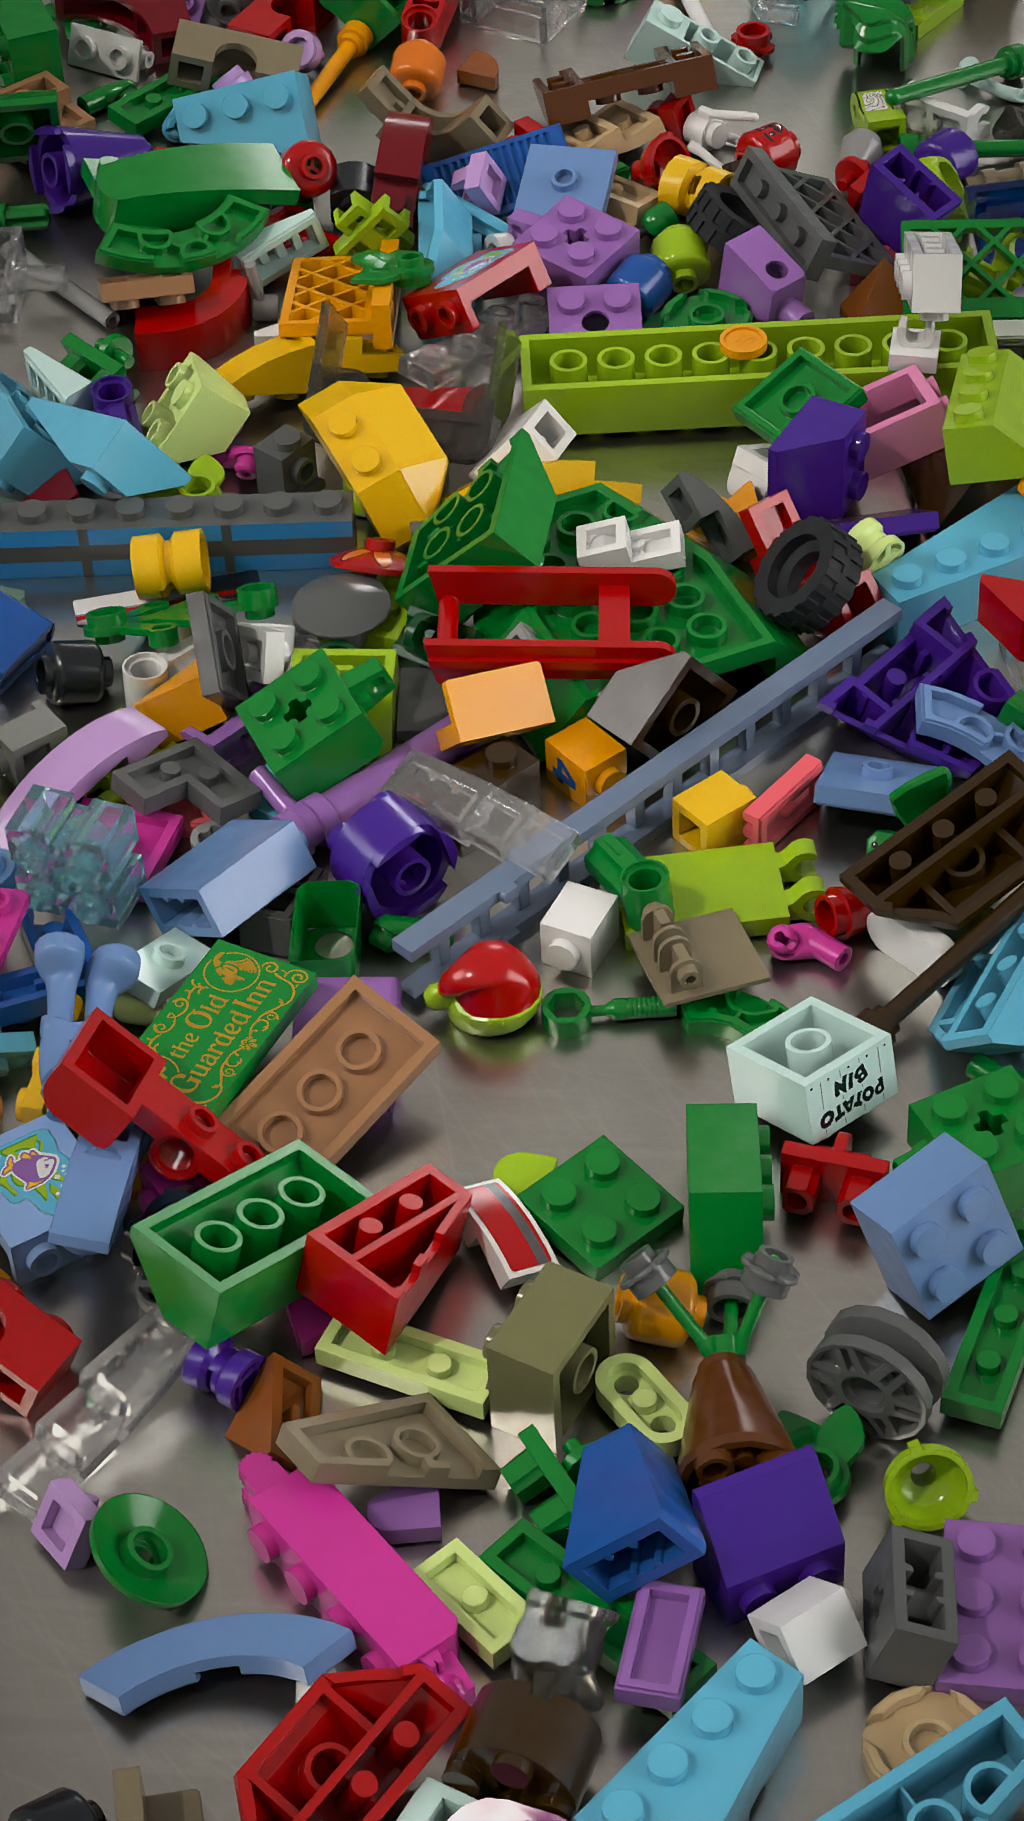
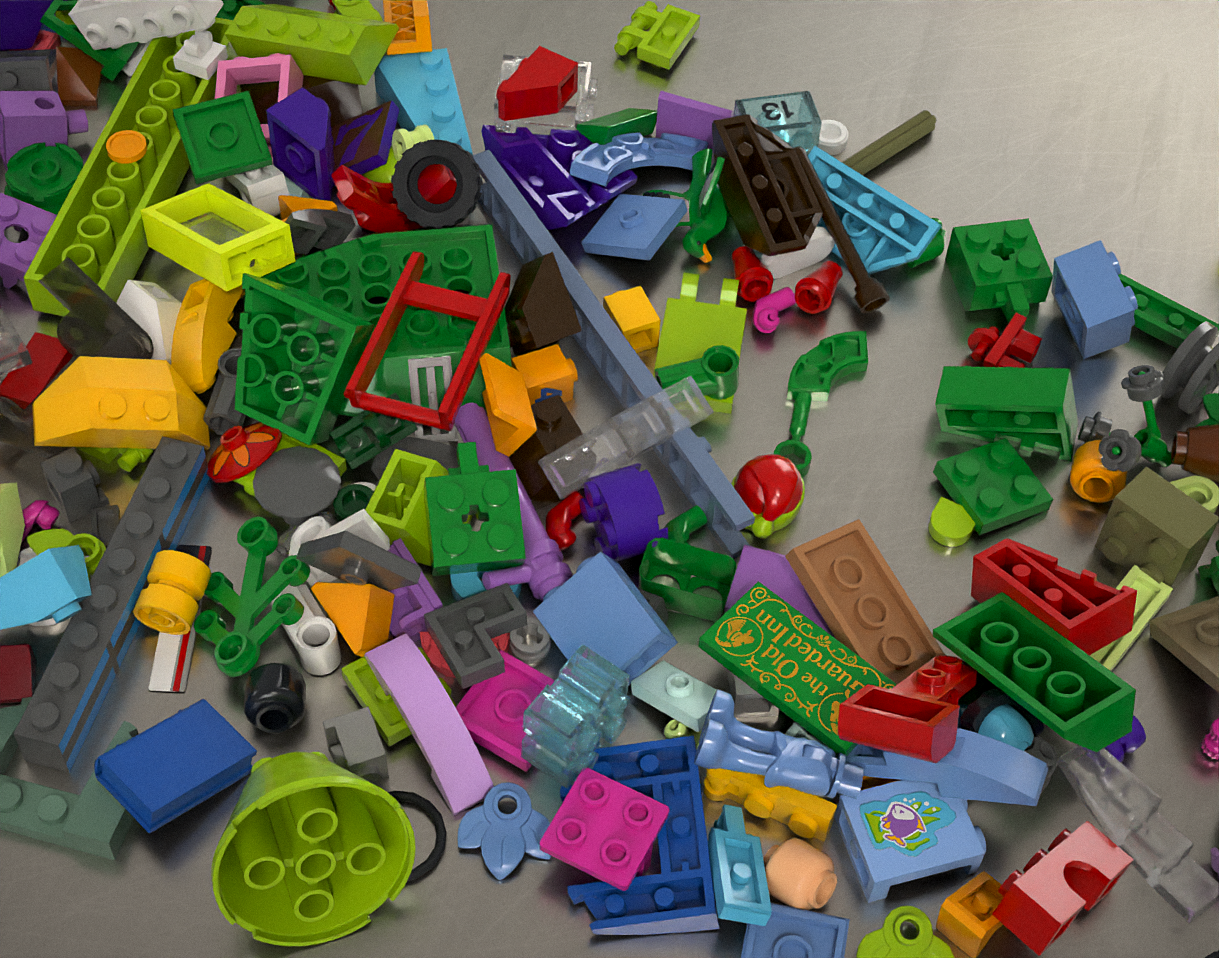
camera: 80 degrees left, 10 degrees up
(276, 1396) = (1167, 723): dark orange slope -> none
(506, 1234) = (1029, 532): slope -> none
(579, 929) = (727, 428): white brick -> none
(614, 545) = (352, 272): white slope -> none
(642, 441) = (218, 236): none -> neon yellow window
(695, 955) = (779, 366): dark tan hinge -> none
(783, 803) = (628, 273): coral tile -> none
(813, 1069) = (920, 329): light aqua brick -> none
(865, 978) = (818, 288): none -> red cone

